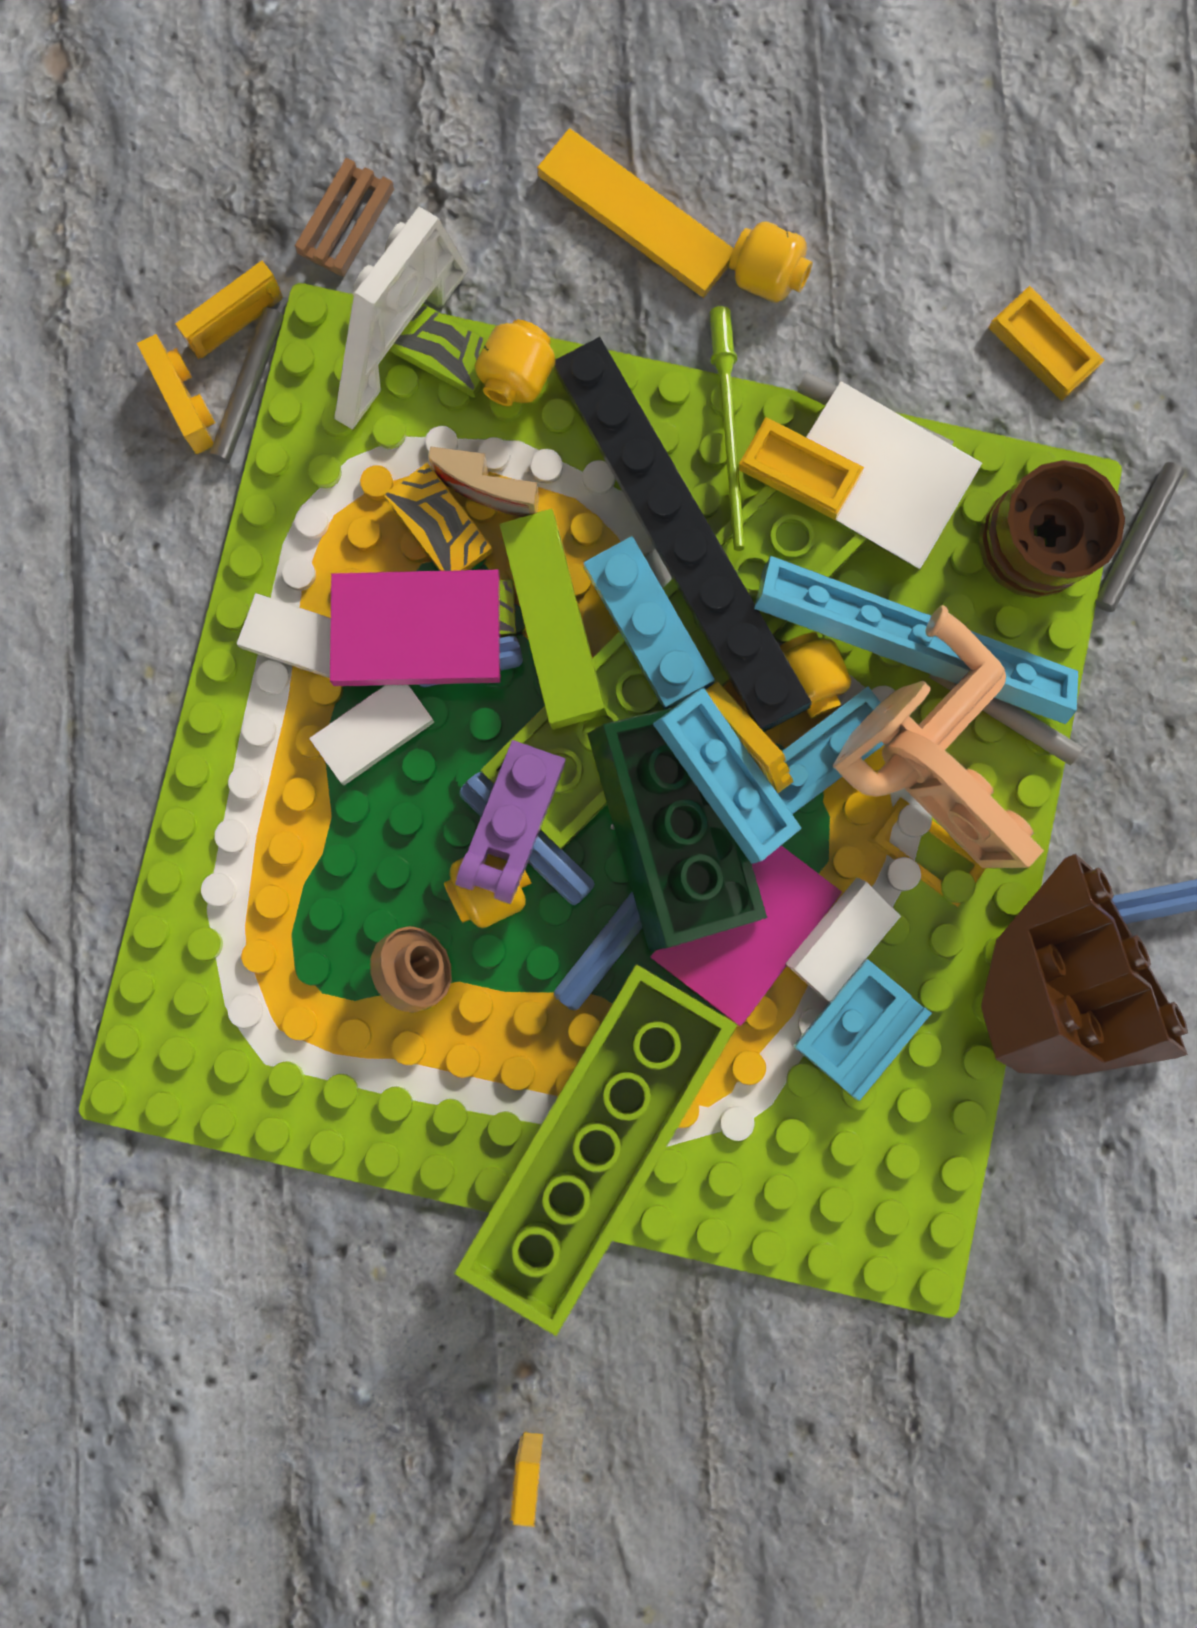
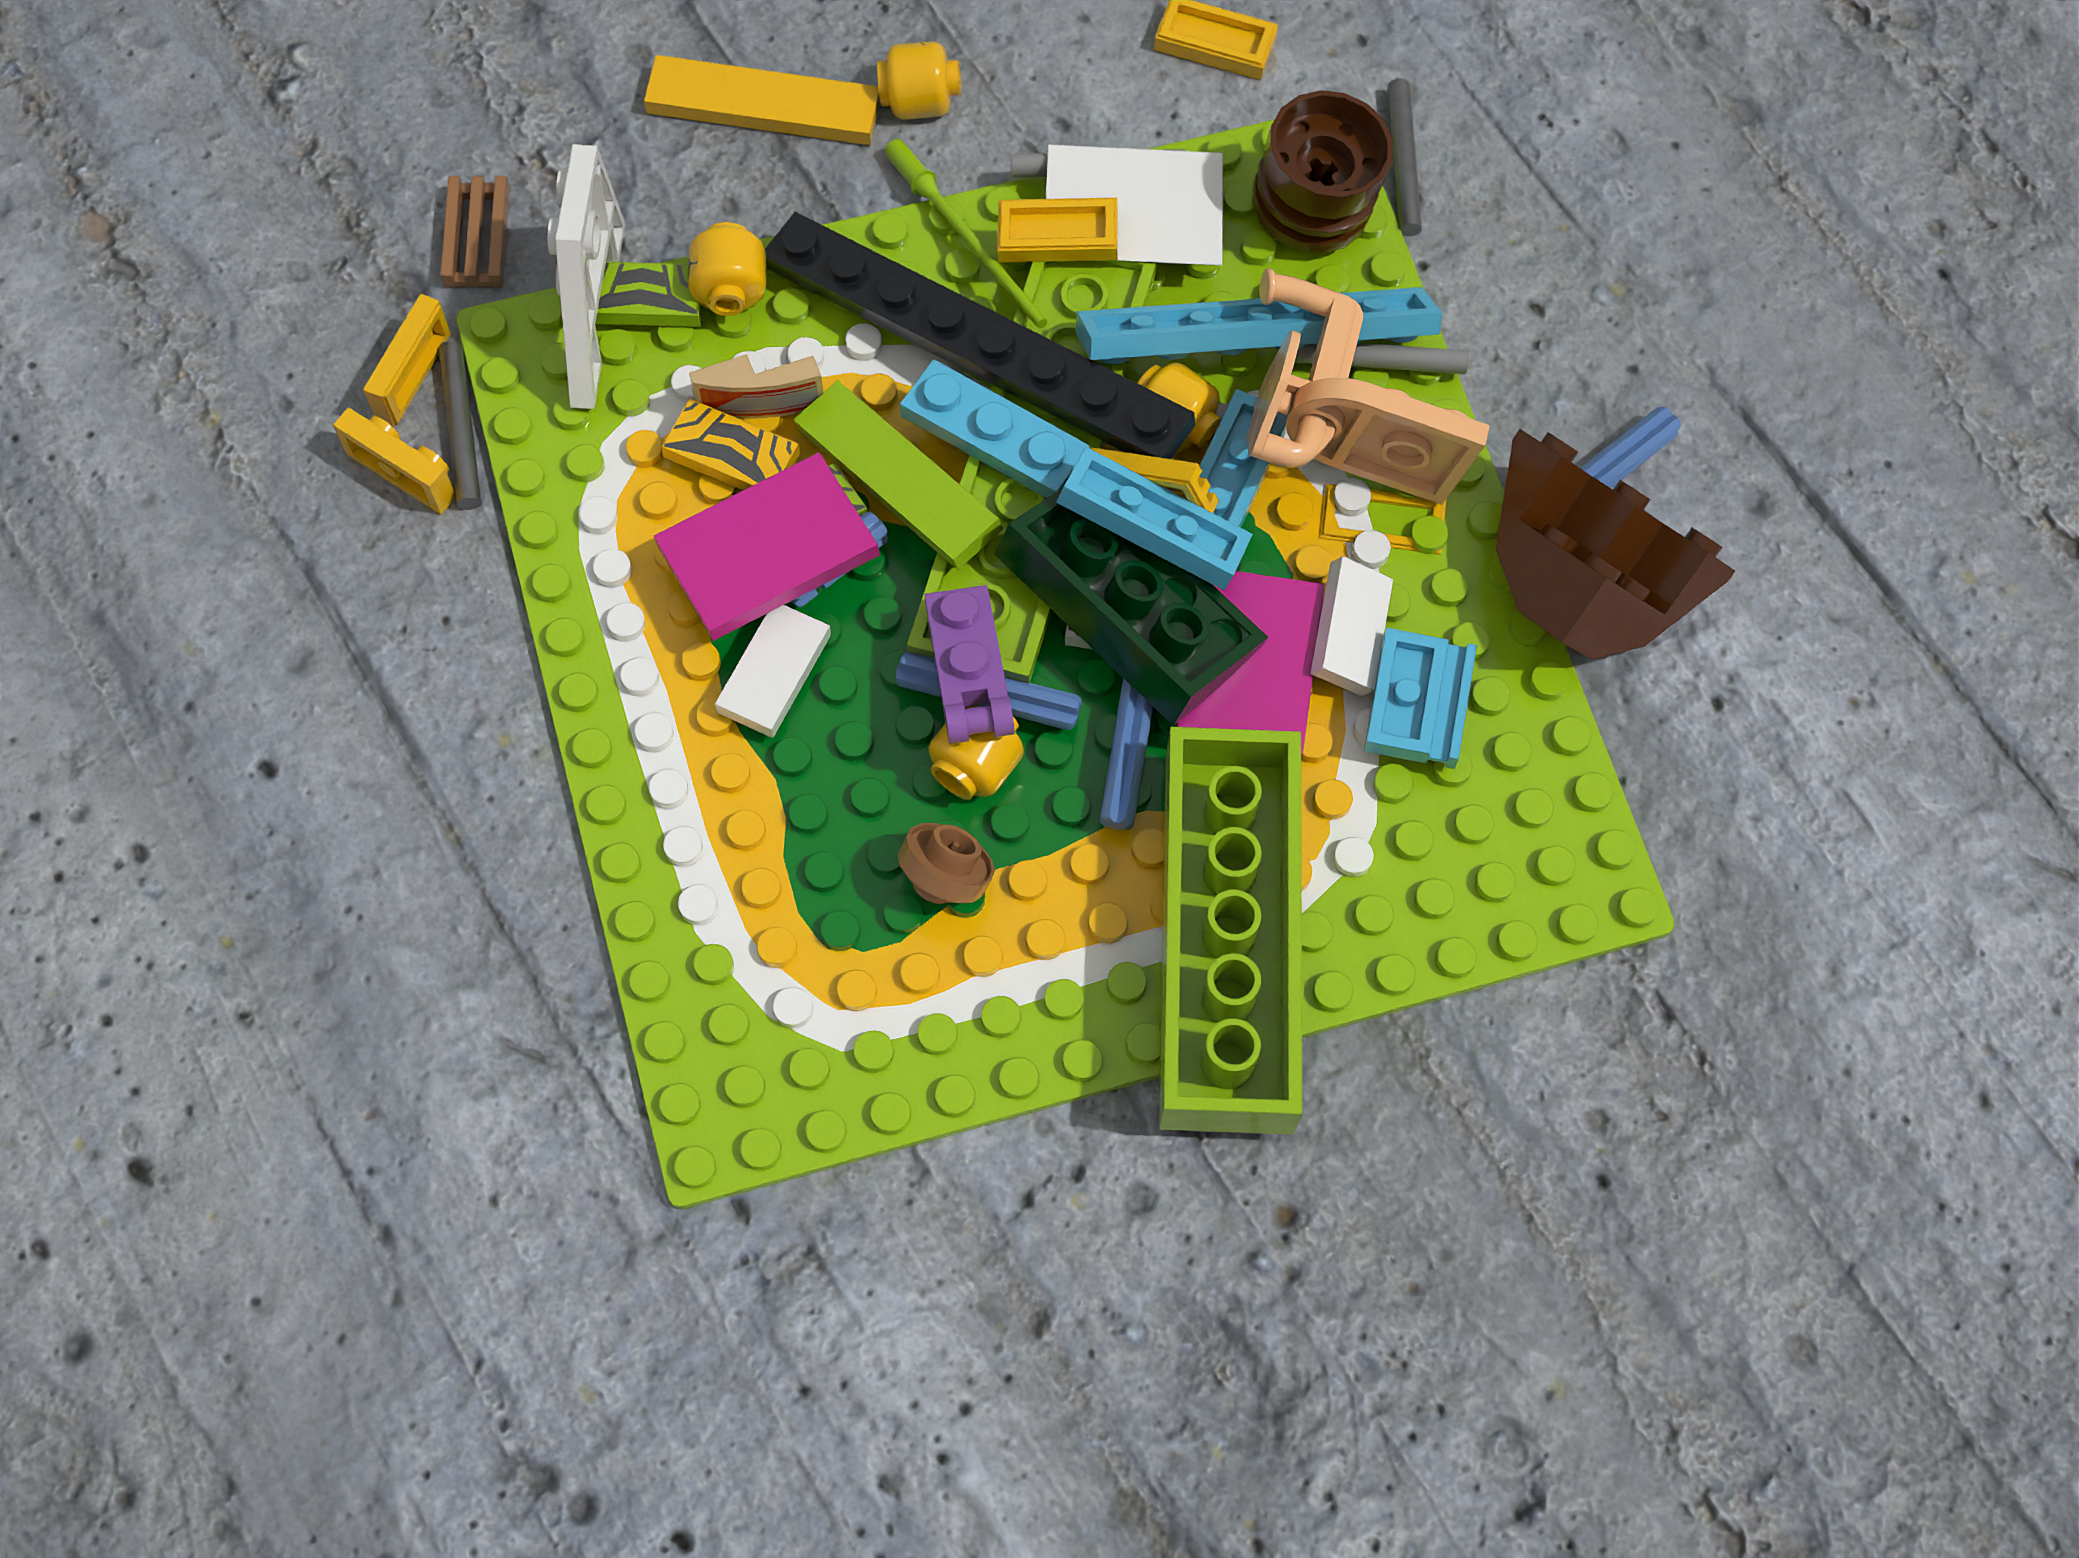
camera: 30 degrees left, 15 degrees down
(287, 635) = (642, 622): white tile -> none
(526, 1479) = (1355, 1290): yellow tile -> none

